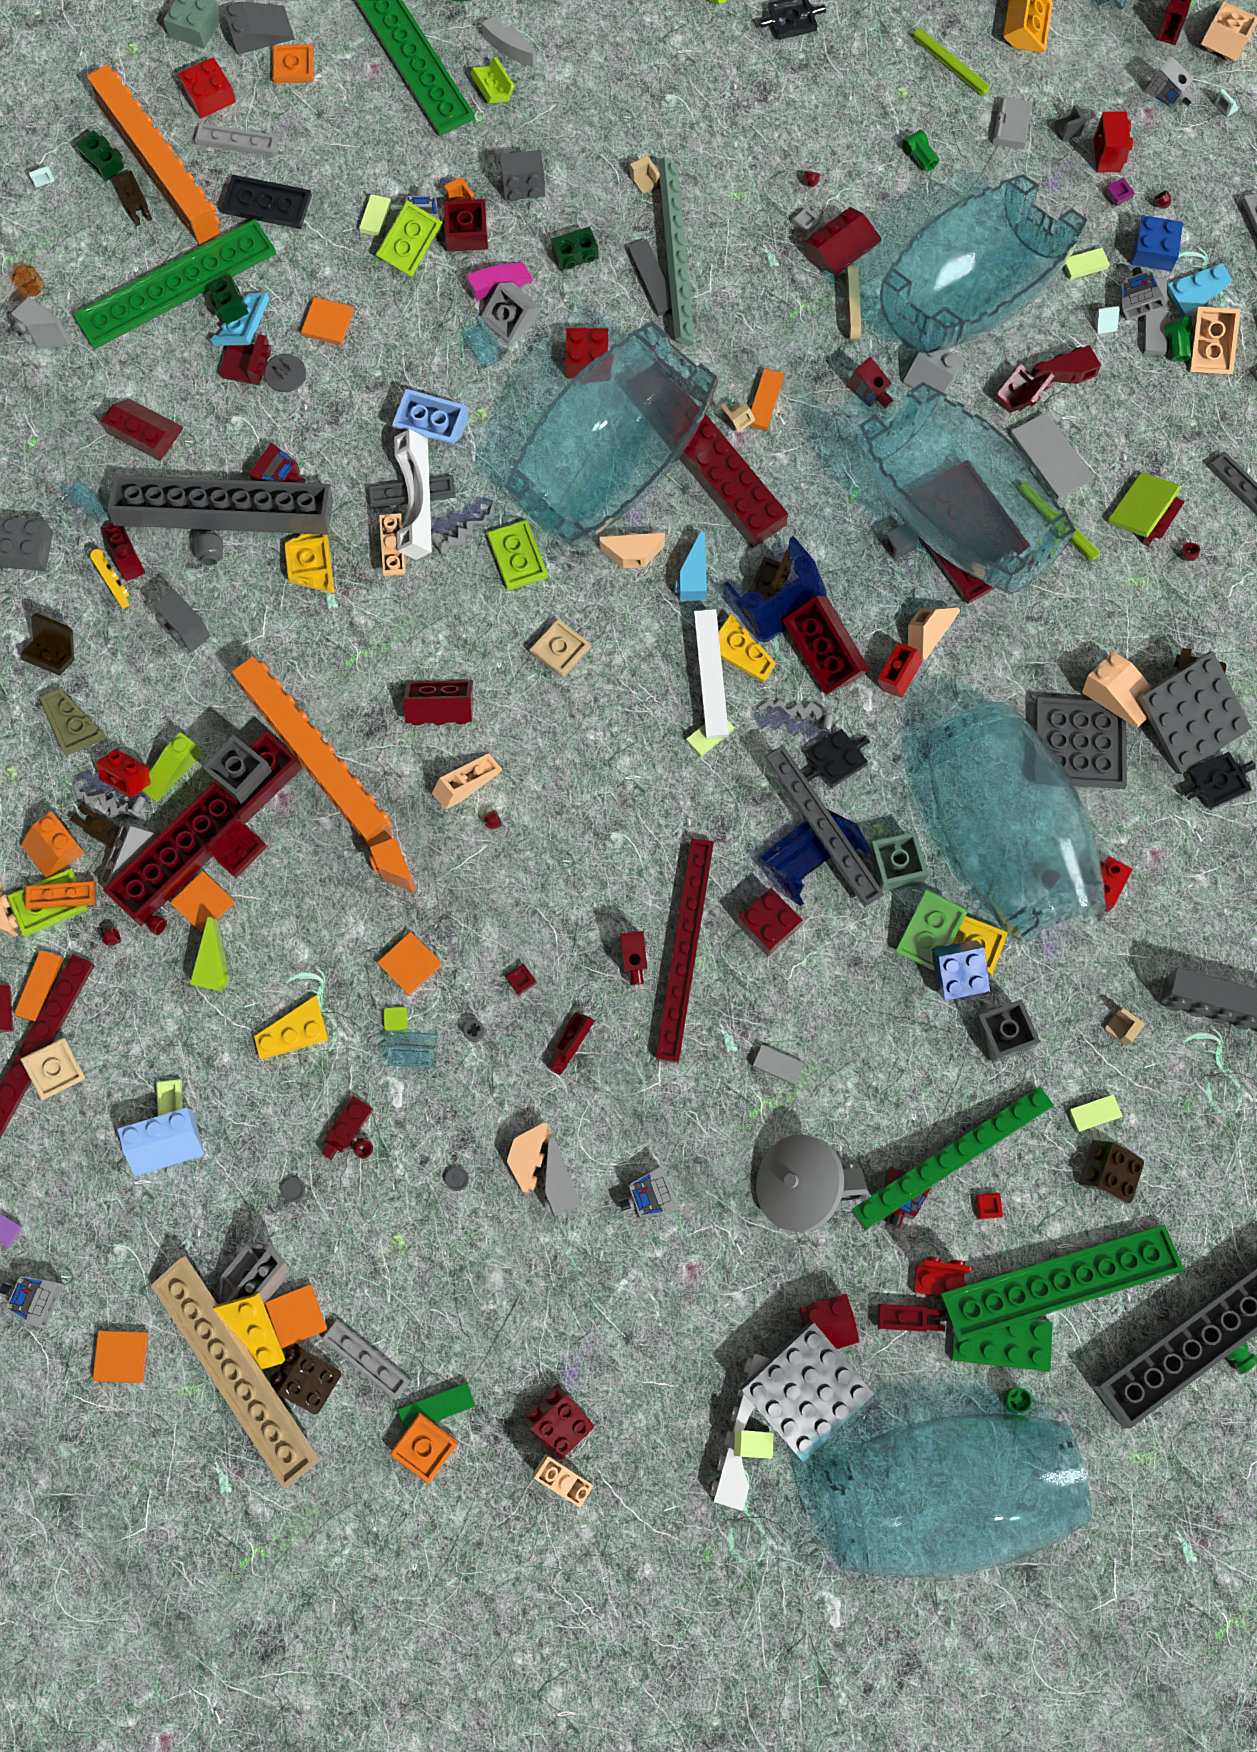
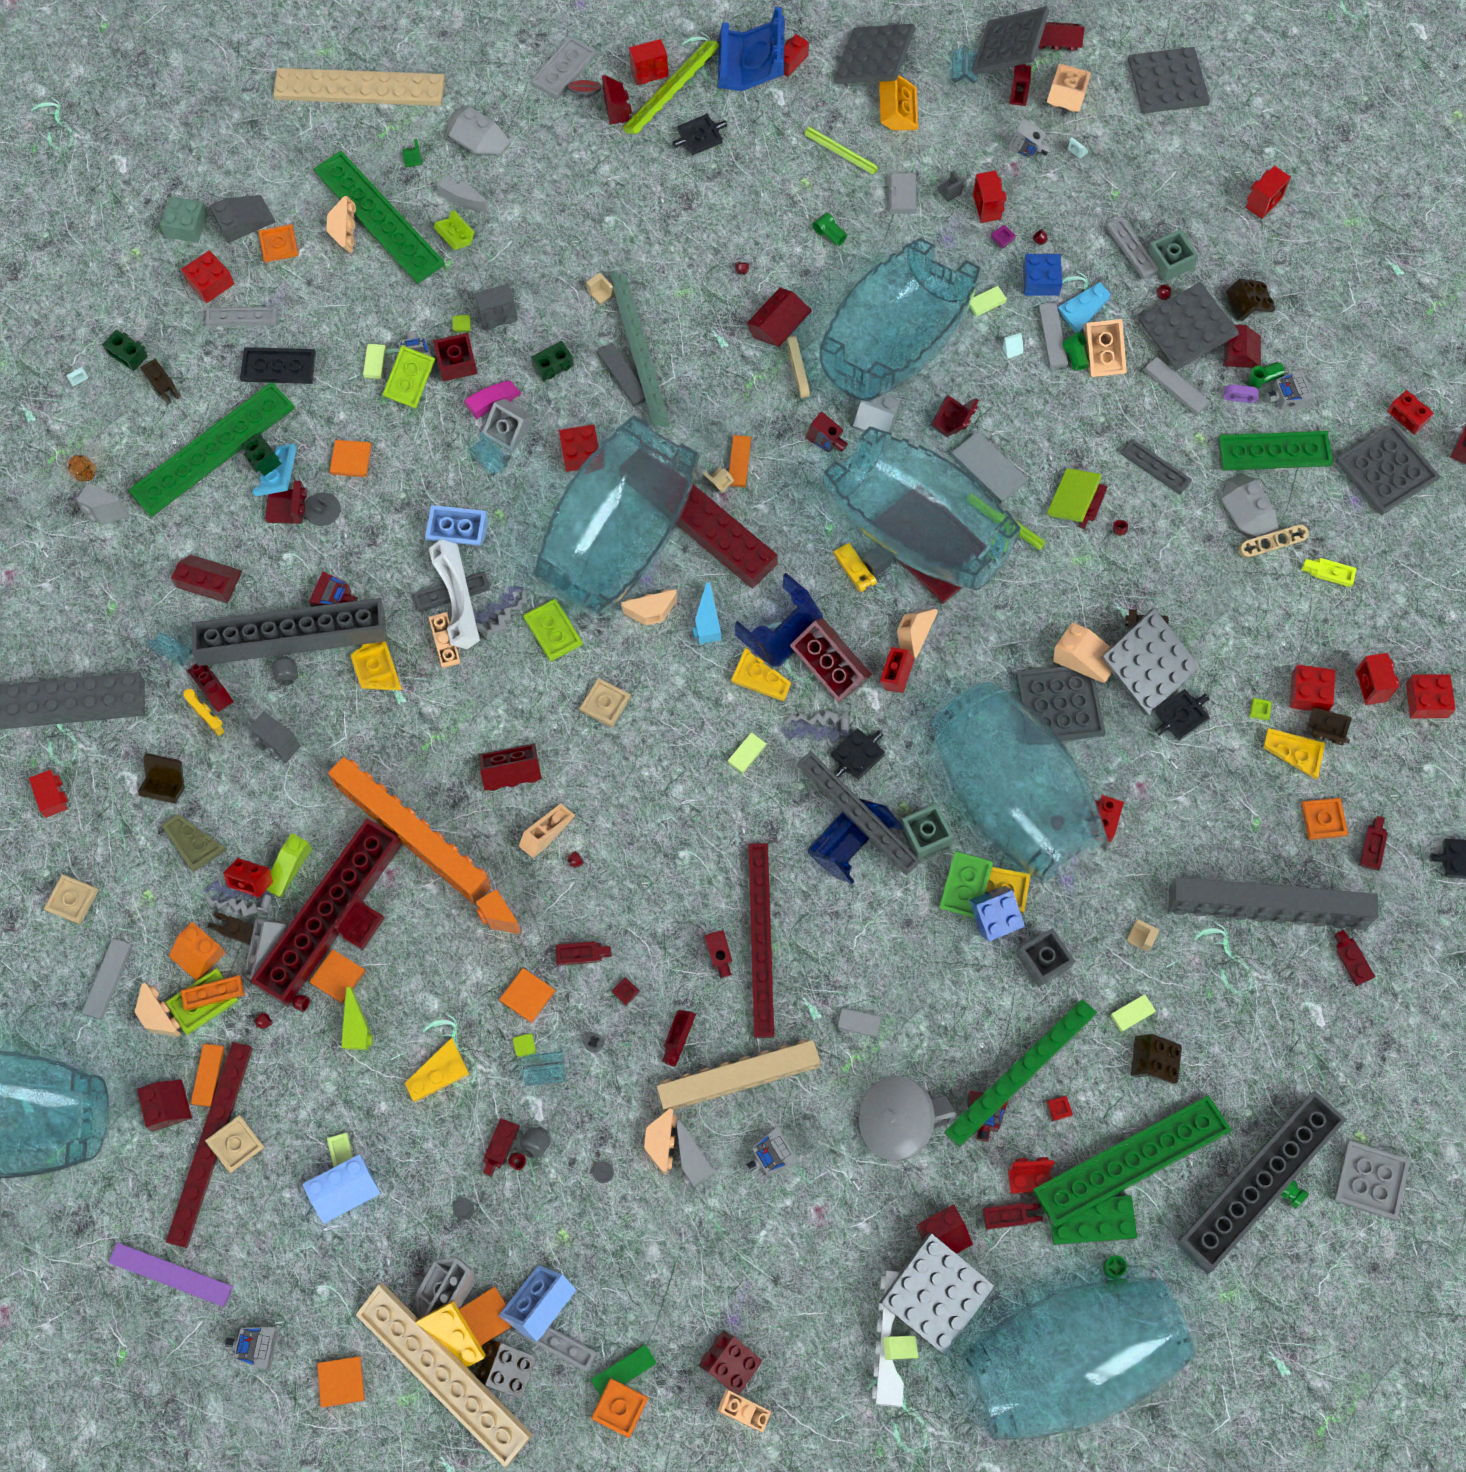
camera: 10 degrees left, 5 degrees down
(154, 154) = (174, 341): orange brick -> none
(237, 769) = (348, 855): dark grey brick -> none
(354, 1312) = (537, 1302): none -> light blue slope
(367, 51) = (341, 223): none -> light nougat slope
(386, 1131) = (535, 1142): none -> dark grey head
(458, 190) = (443, 329): orange panel -> none
(479, 927) = (581, 953): none -> dark red hinge
(481, 188) = (461, 323): none -> lime piece
(629, 1099) = (739, 1075): none -> tan brick
(711, 674) = (738, 701): white tile -> none
(769, 922) = (828, 902): dark red brick -> none
(771, 576) = (773, 610): dark brown bracket -> none
(806, 221) = (744, 304): light grey tile -> none
(874, 543) = (854, 567): none -> yellow plate
(1072, 367) = (991, 391): dark red slope -> none
(1141, 294) = (1037, 320): light grey torso -> none

